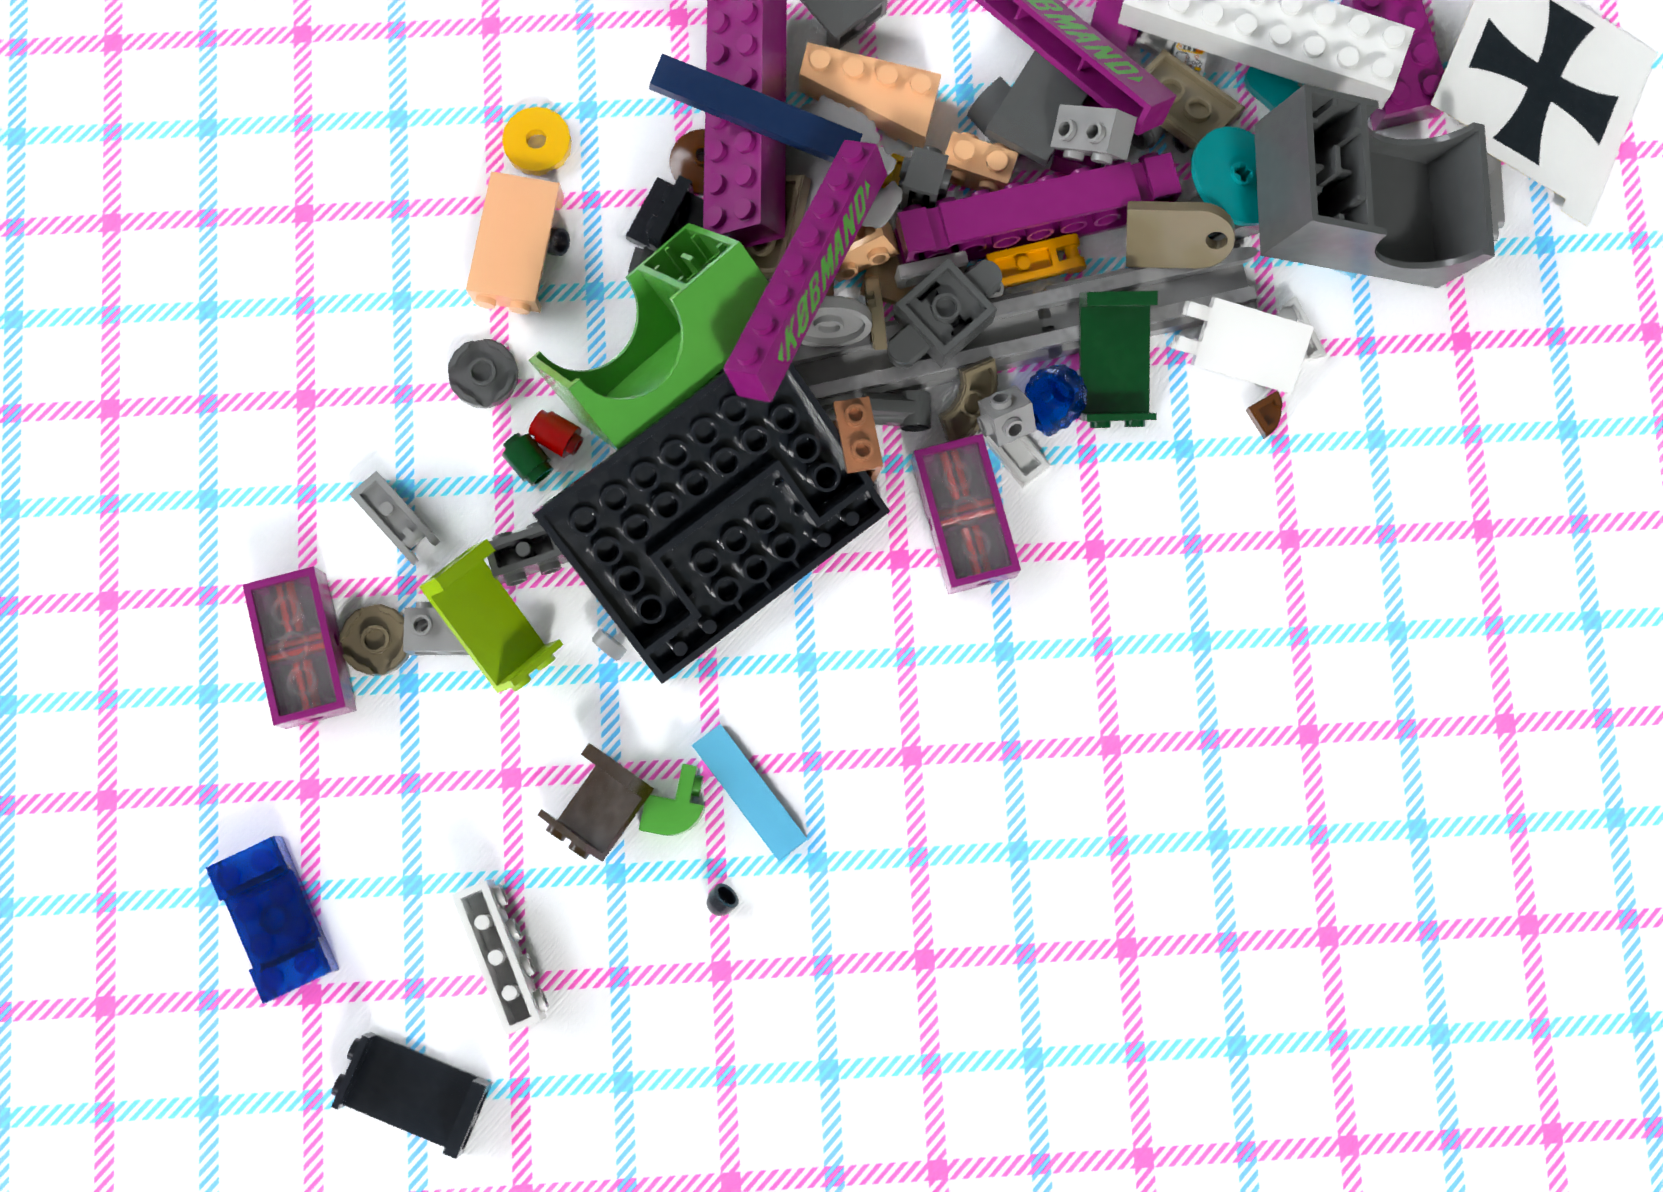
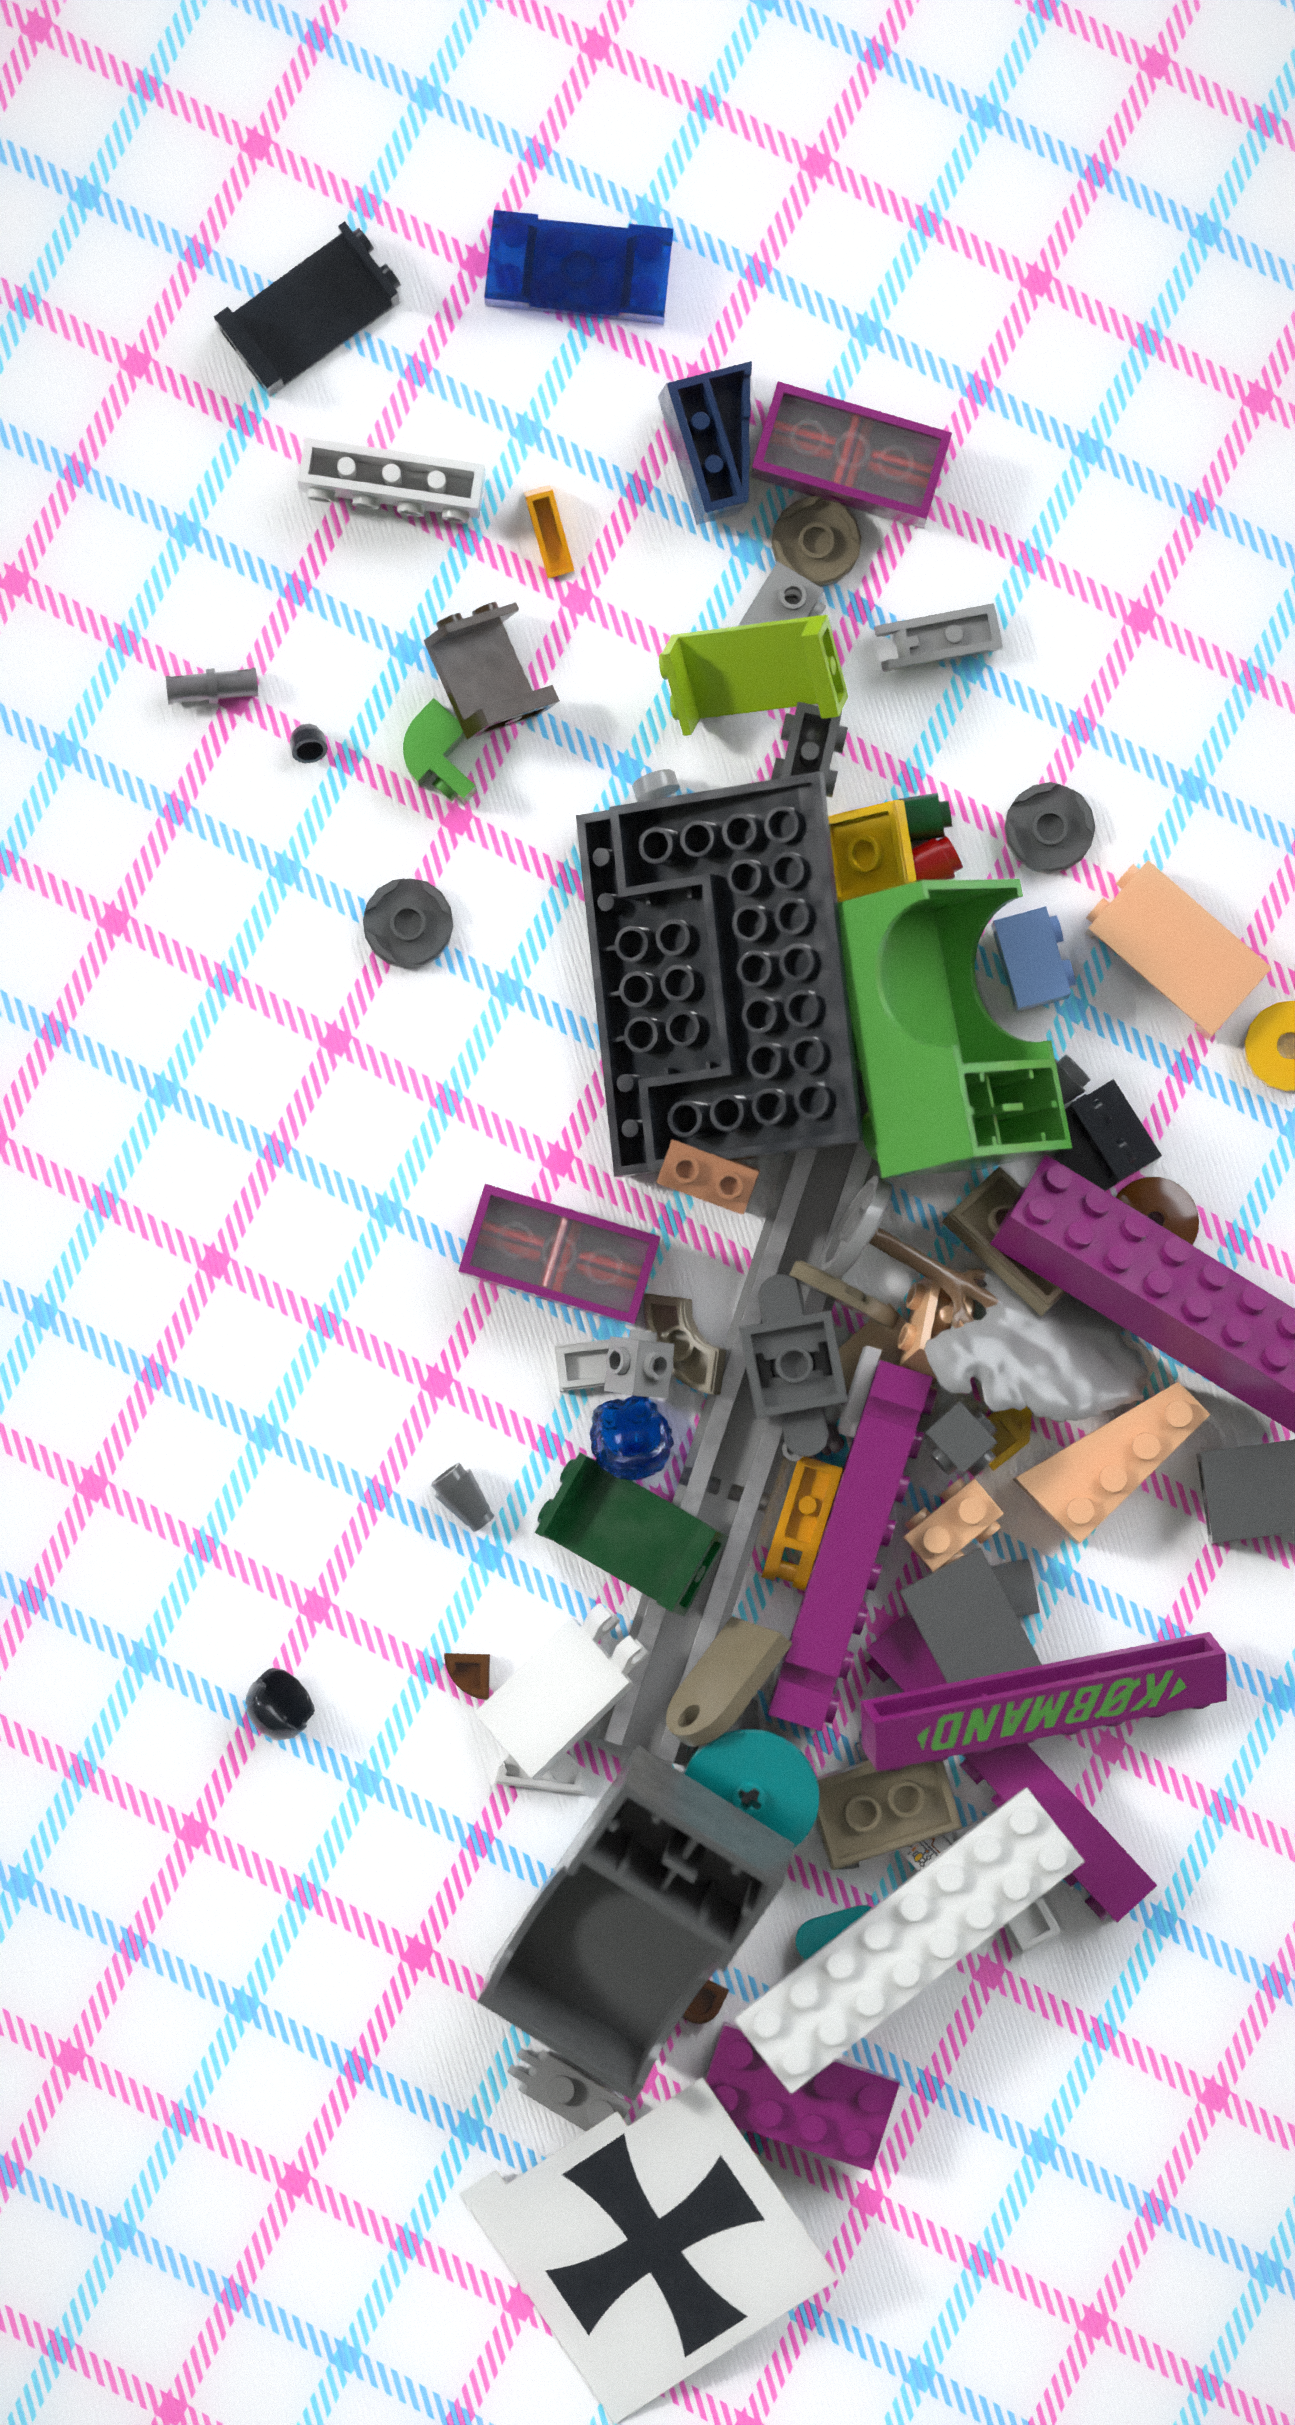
camera: 125 degrees right, 5 degrees up
(343, 750) = (710, 438): none -> dark blue wedge
(473, 826) = (549, 531): none -> light orange piece
(562, 243) = (1150, 999): black hinge -> none
(562, 463) = (871, 850): none -> yellow tile
(577, 327) = (1032, 958): none -> medium blue brick
(722, 993) = (211, 686): none -> flat silver pin
(749, 108) = (1141, 1288): dark blue tile -> none
(749, 792) = (404, 841): medium azure tile -> none
(803, 755) = (408, 923): none -> dark grey tile
(806, 271) = (910, 1221): magenta brick -> none
(907, 409) = (719, 1265): dark grey piece -> none
(1094, 133) = (894, 1655): light grey brick -> none
(1160, 485) = (463, 1497): none -> dark grey cone
(1373, 518) = (279, 1704): none -> black hair

